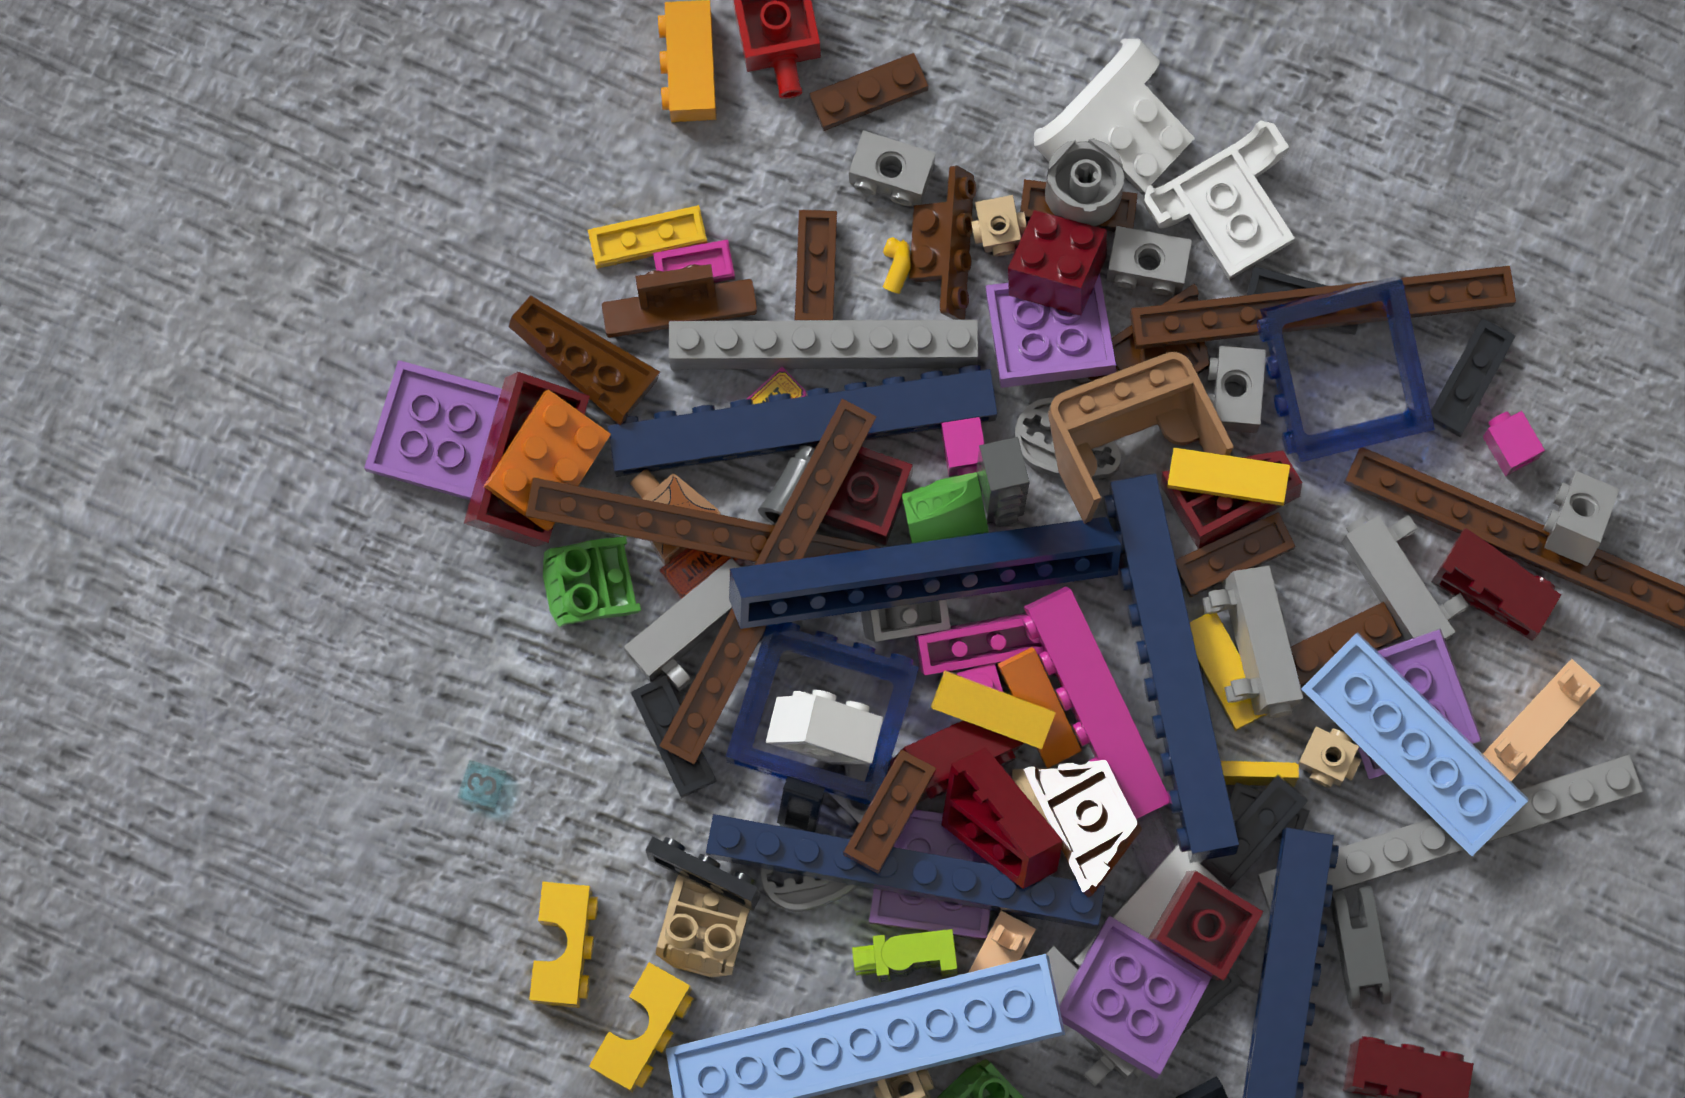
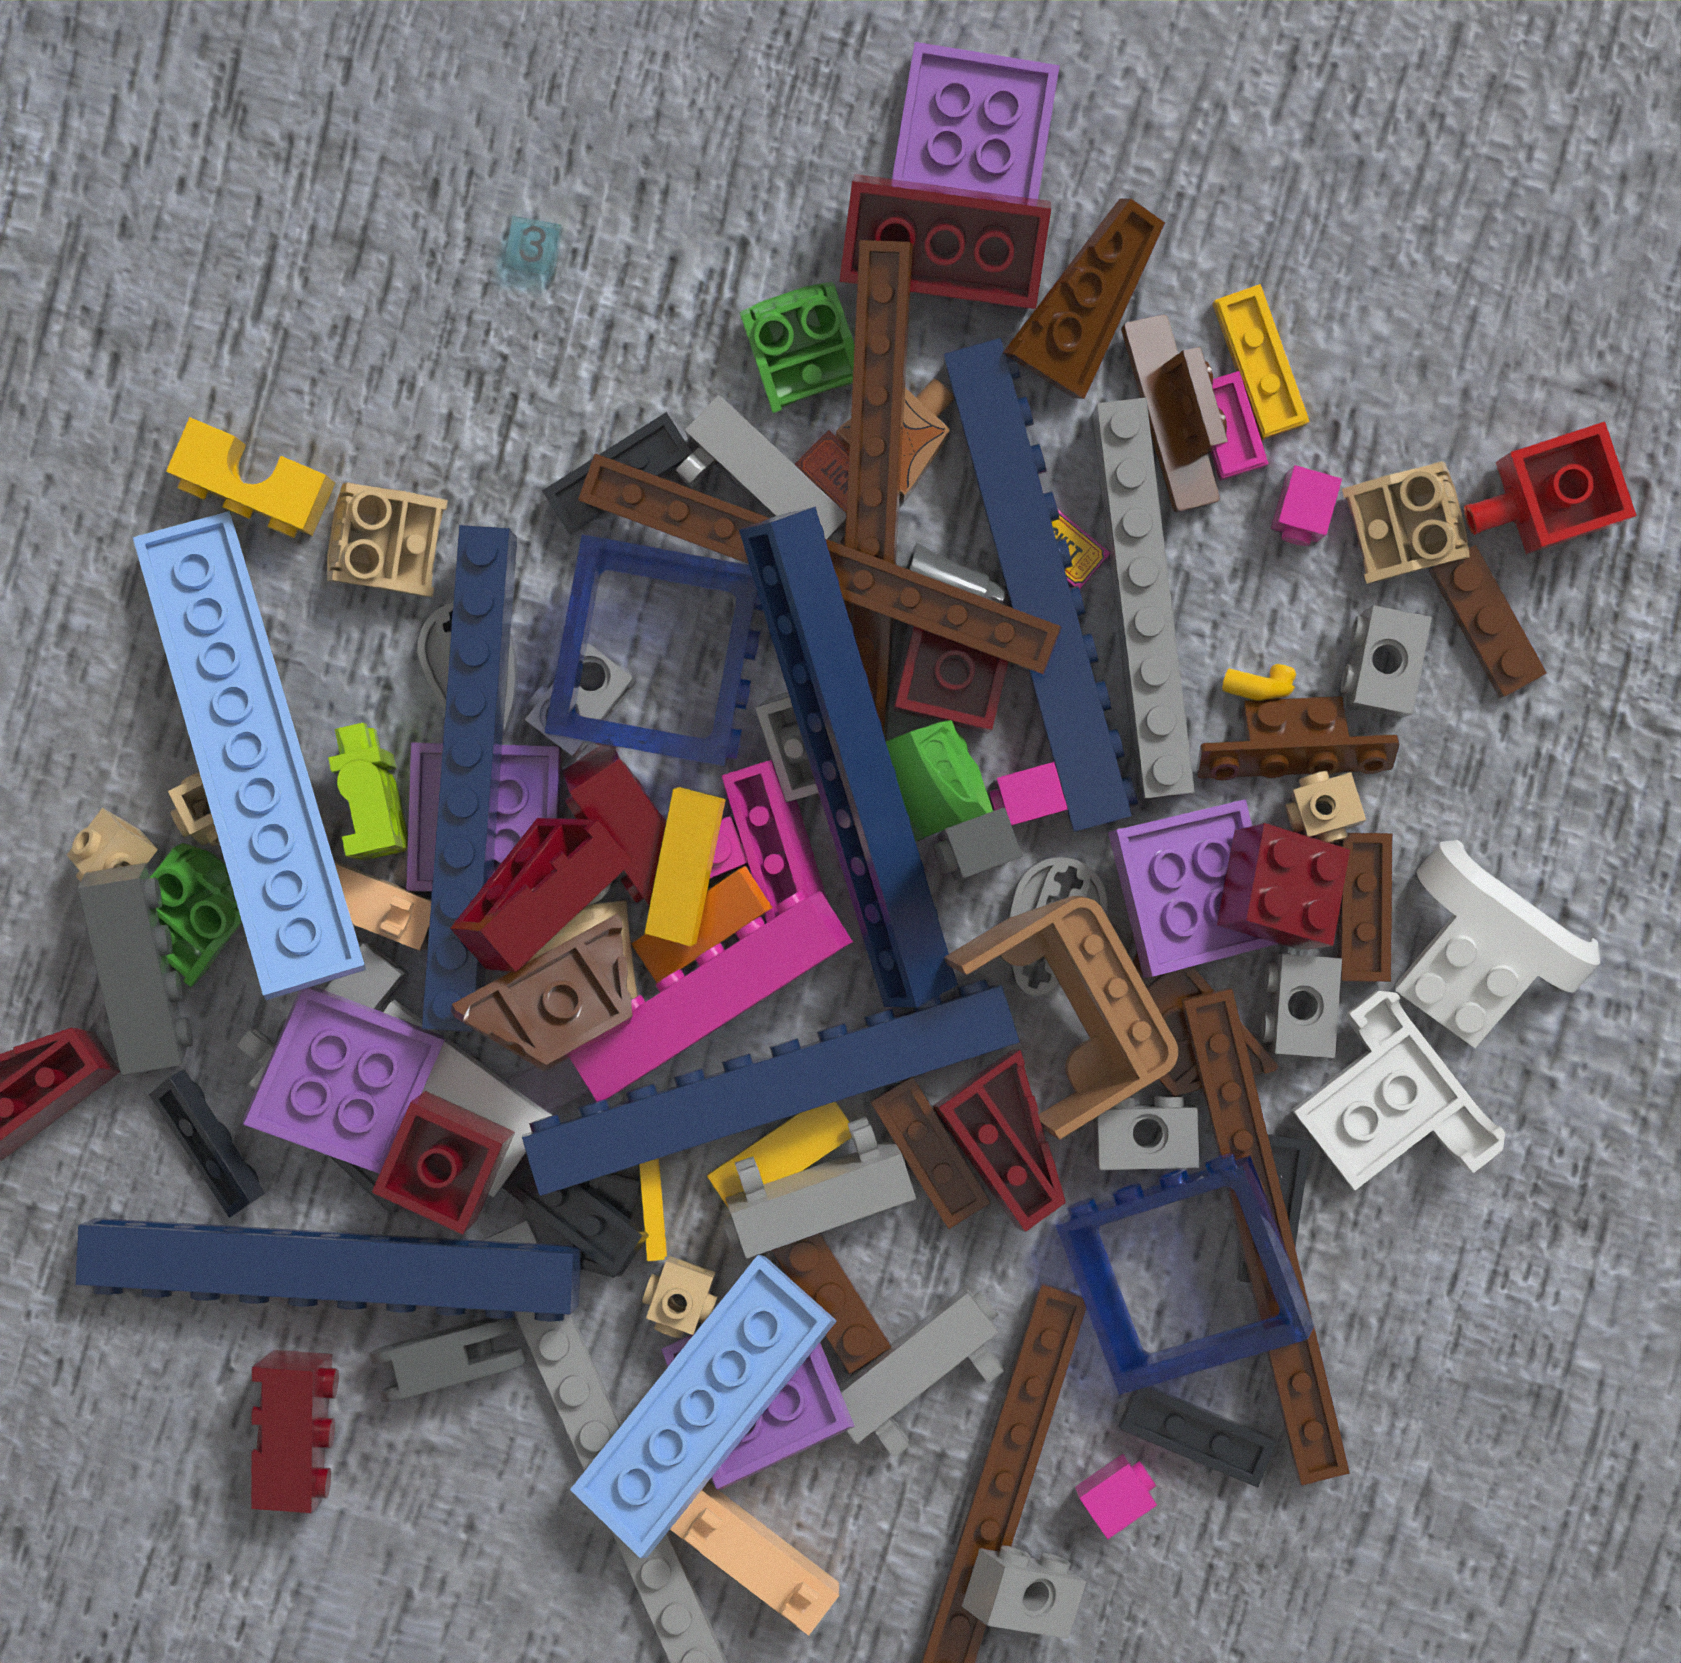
camera: 80 degrees right, 10 degrees up
(551, 445) = (958, 265): orange plate -> none
(562, 980) = (383, 373): yellow arch -> none
(688, 61) = (1500, 383): light orange brick -> none
(703, 872) = (462, 486): black plate -> none
(764, 215) = (1305, 505): none -> dark pink brick
(786, 141) = (1407, 521): none -> tan slope
(800, 805) = (541, 639): black tile -> none
(816, 265) = (1244, 580): reddish brown plate -> none
(824, 728) = (625, 653): white brick -> none
(889, 811) = (529, 748): reddish brown plate -> none
(1084, 182) = (1417, 901): light grey brick -> none
(1228, 476) = (1021, 1136): yellow tile -> none
(1497, 585) = (926, 1490): dark red wedge -> none

